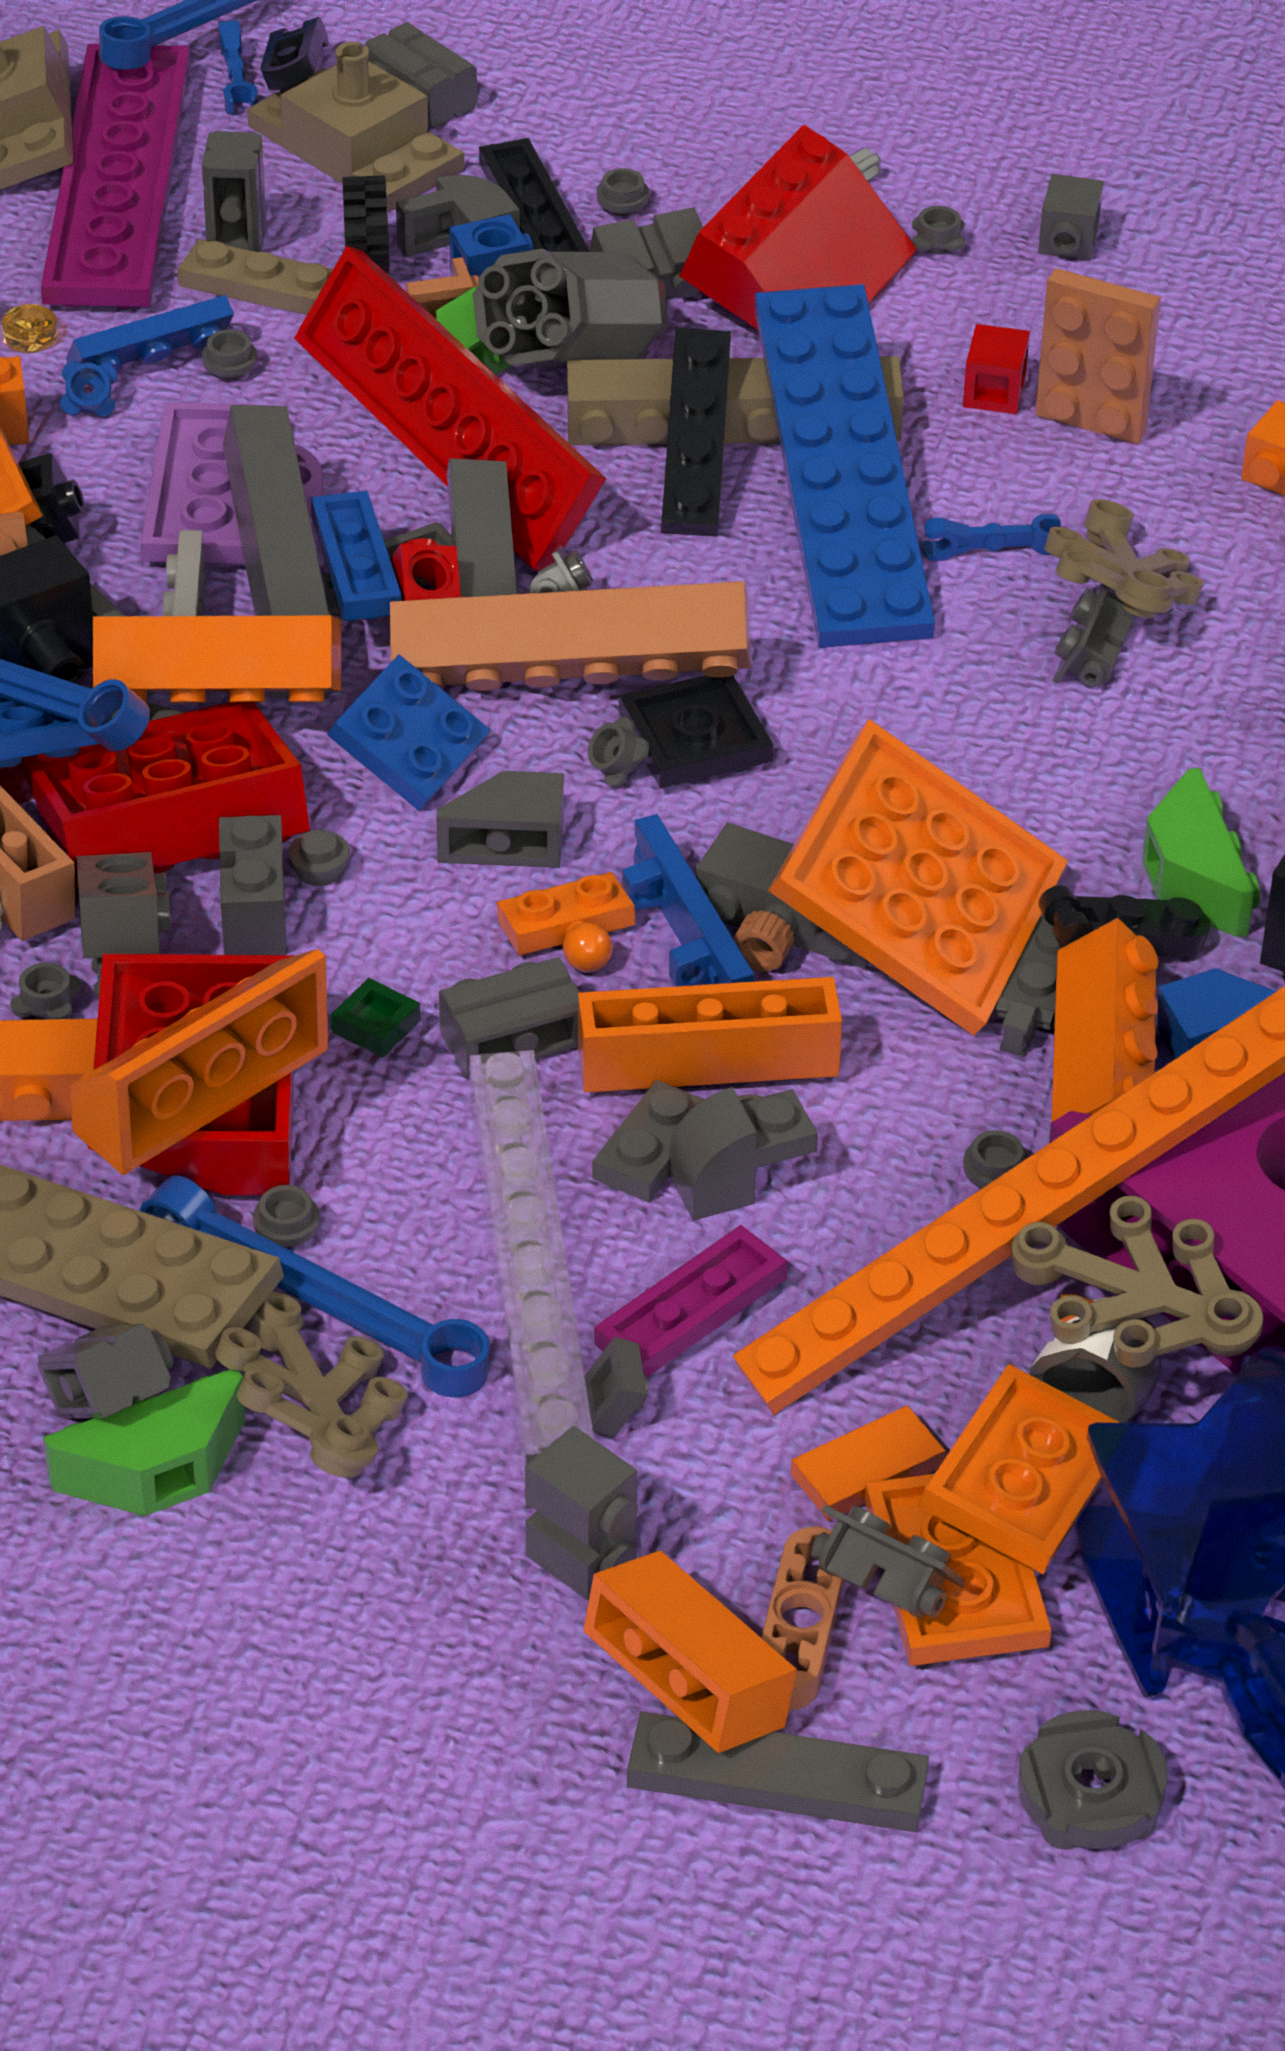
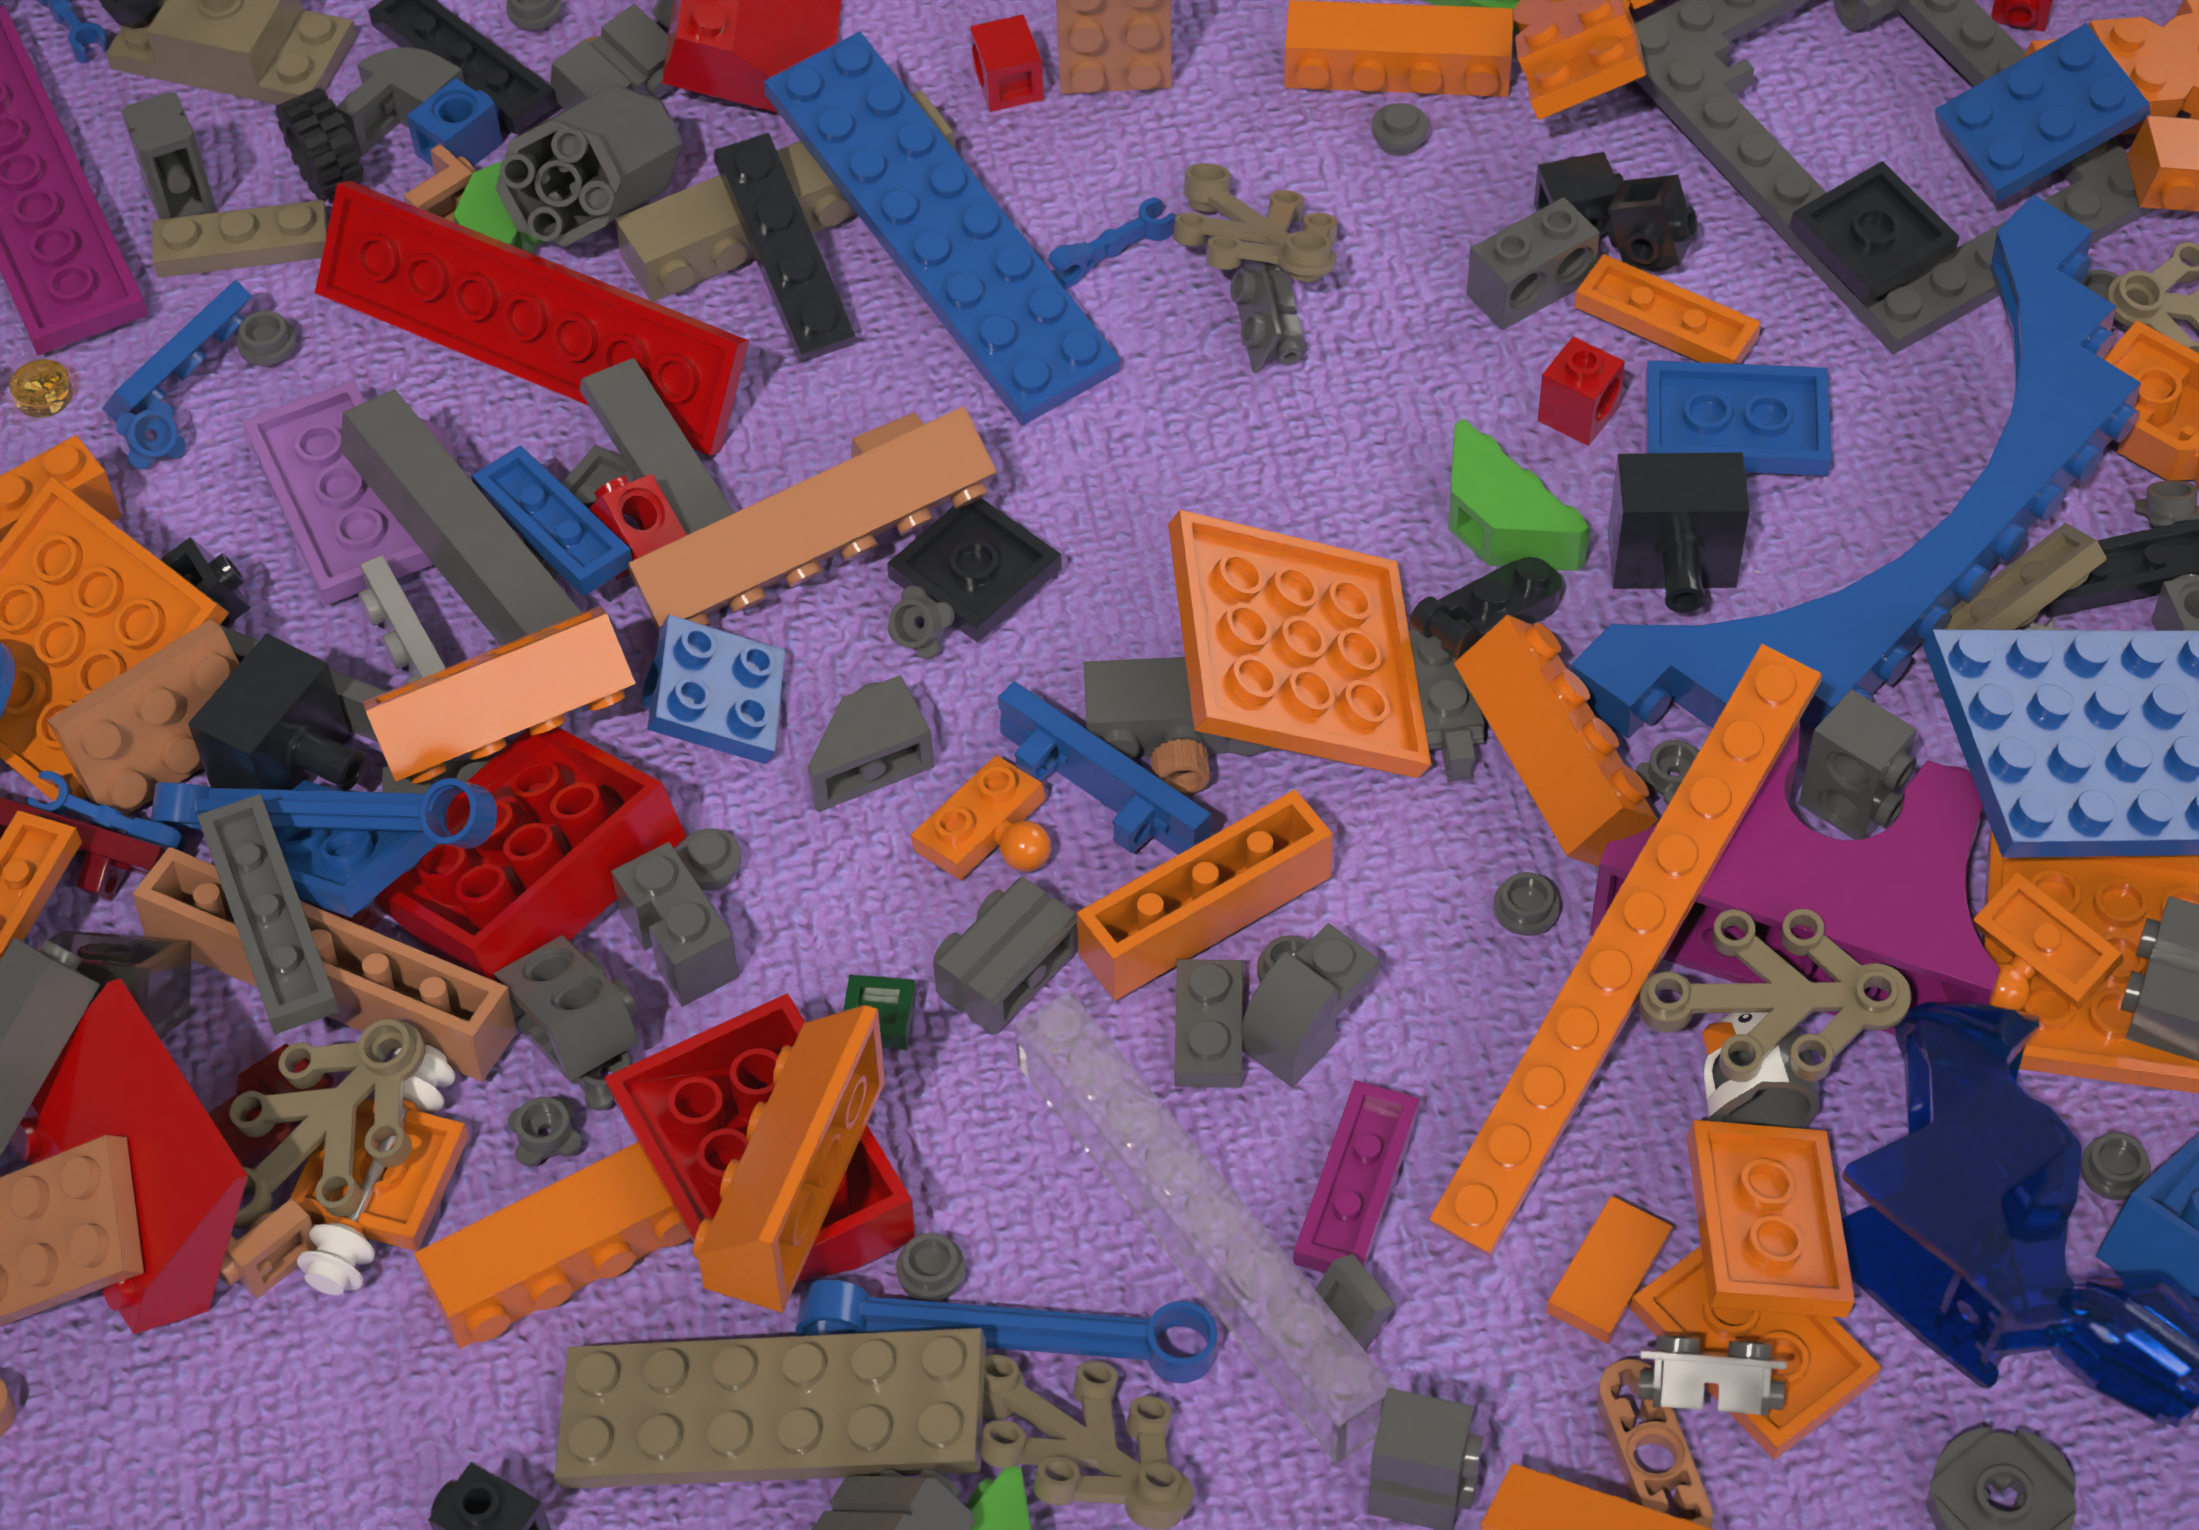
camera: 25 degrees left, 10 degrees up
(565, 574) = (759, 464): dark grey hinge -> none

